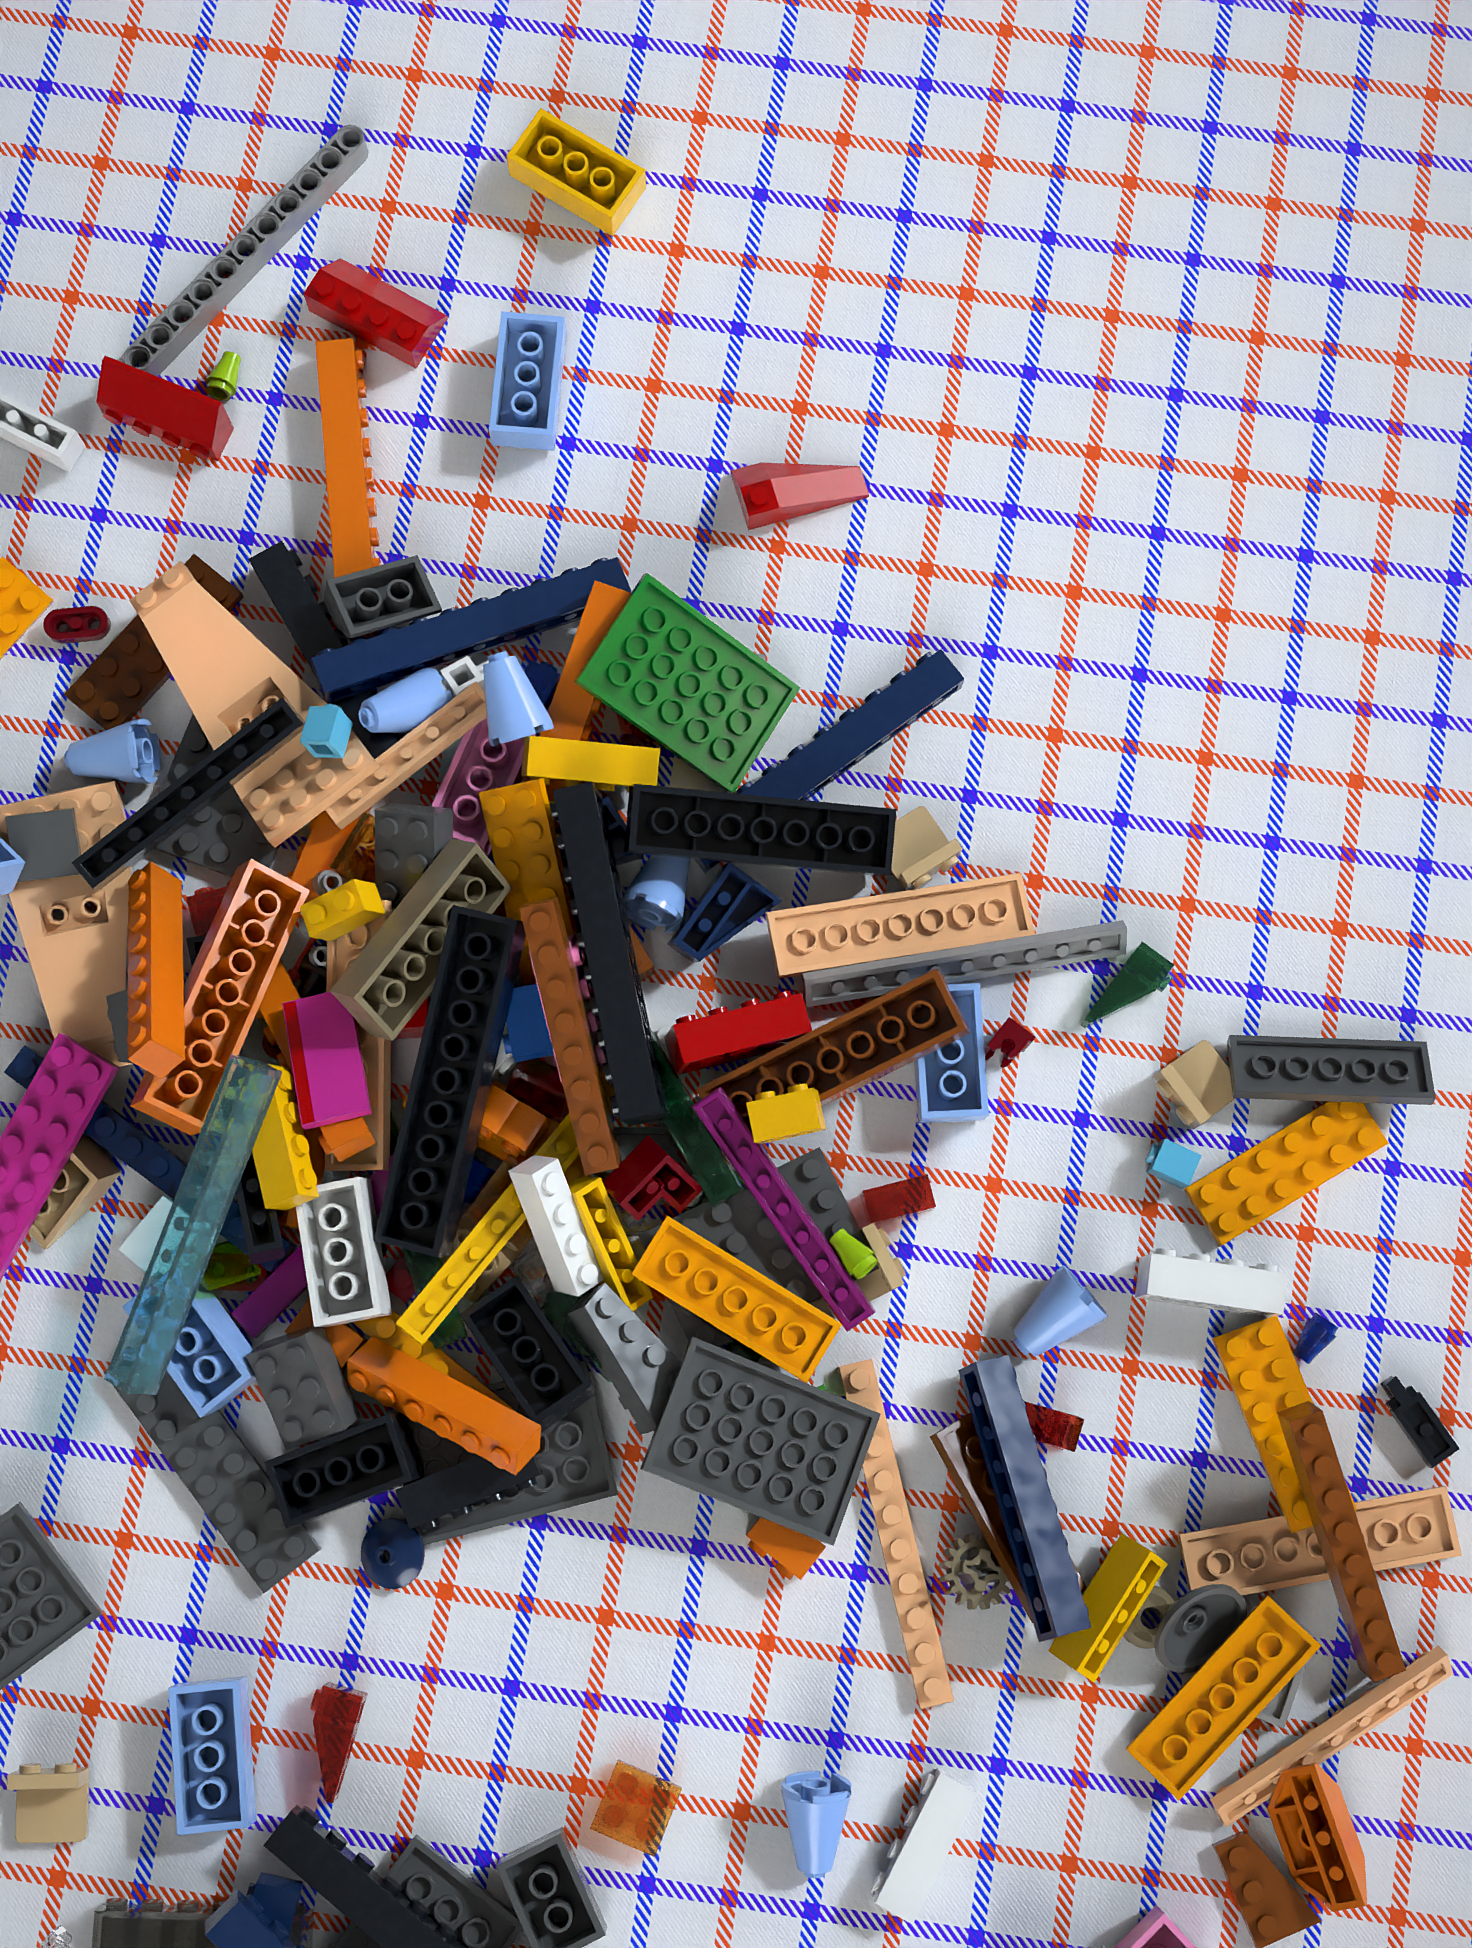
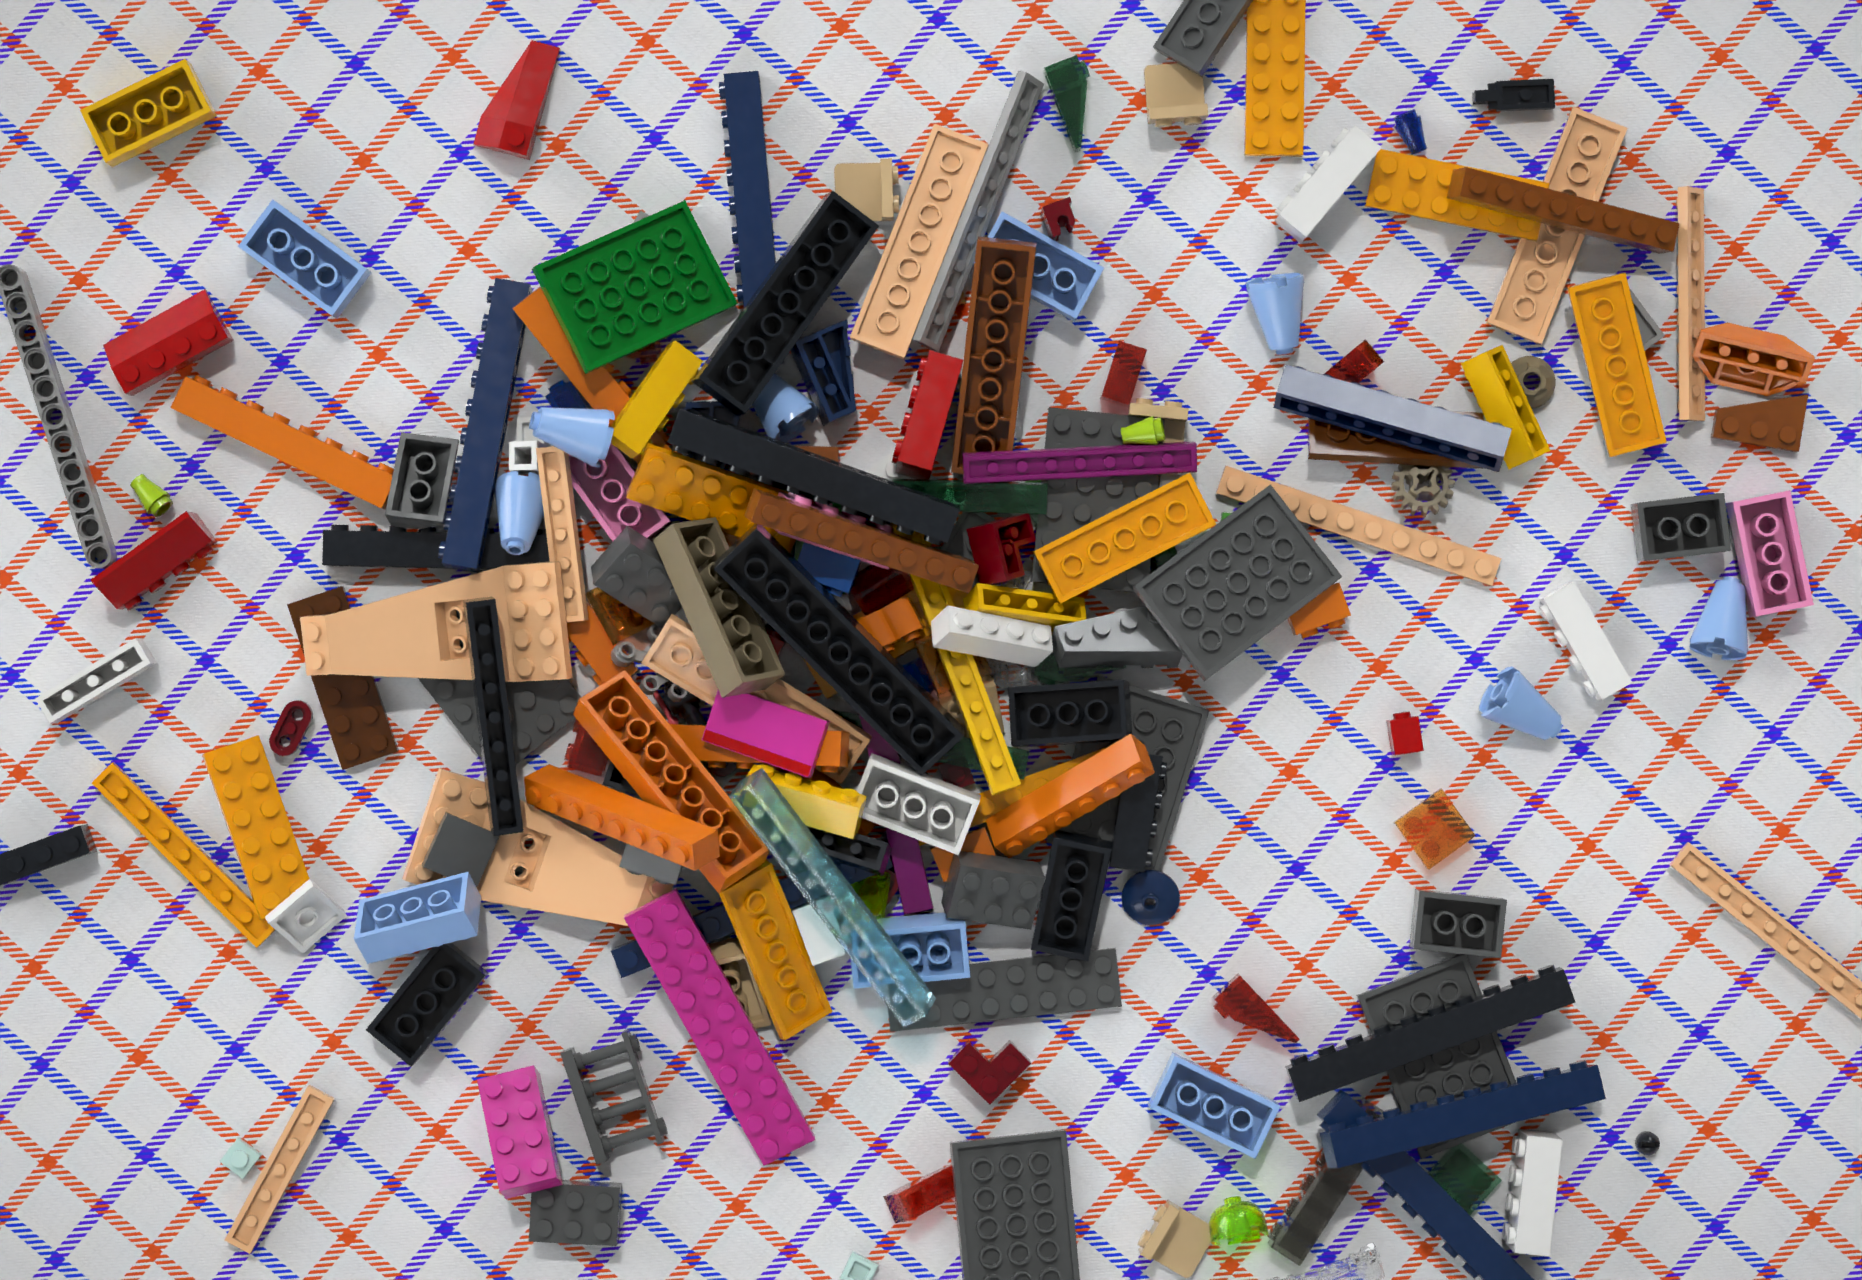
camera: 55 degrees left, 10 degrees up
(103, 1856) = (1236, 1222): none -> clear neon green cylinder
(112, 1498) = (990, 1076): none -> dark red brick
(113, 1204) = (775, 951): none -> light orange plate
(117, 754) = (419, 756): light blue cone -> none
(326, 731) = (509, 584): medium azure brick -> none
(342, 910) = (658, 654): yellow brick -> none
(714, 1713) = (1404, 734): none -> red brick
(785, 1115) = (1015, 418): yellow brick -> none
(1103, 1872) = (1680, 527): none -> dark grey brick
(1172, 1163) = (1221, 152): medium azure brick -> none
(1198, 1626) = (1558, 351): dark grey dish -> none

